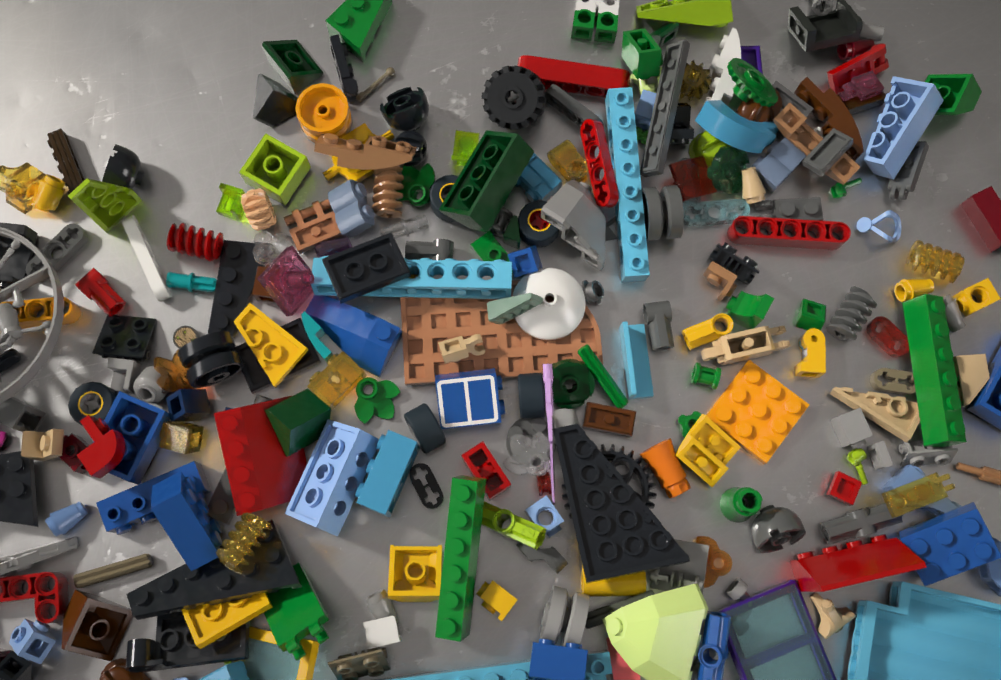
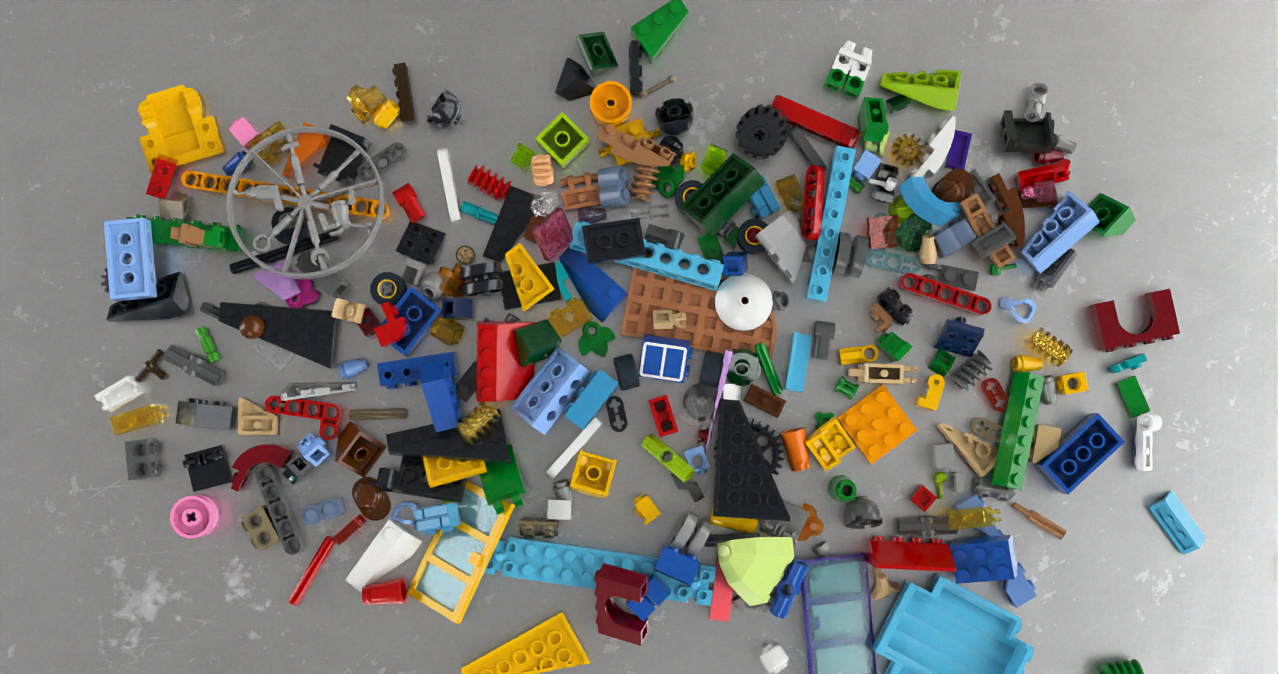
camera: 15 degrees right, 10 degrees up
(104, 202) = (428, 136): lime wedge -> none
(381, 545) = (573, 448): none -> white beam
(435, 157) = (688, 161): none -> yellow plate
(460, 558) = (628, 473): green brick -> none
(508, 308) = (709, 299): sand green slope -> none
(664, 109) = (877, 172): dark grey tile -> none
(684, 119) = (889, 185): none -> white hand
(751, 83) = (952, 169): green gear -> none
(824, 277) = (959, 337): none -> dark blue plate

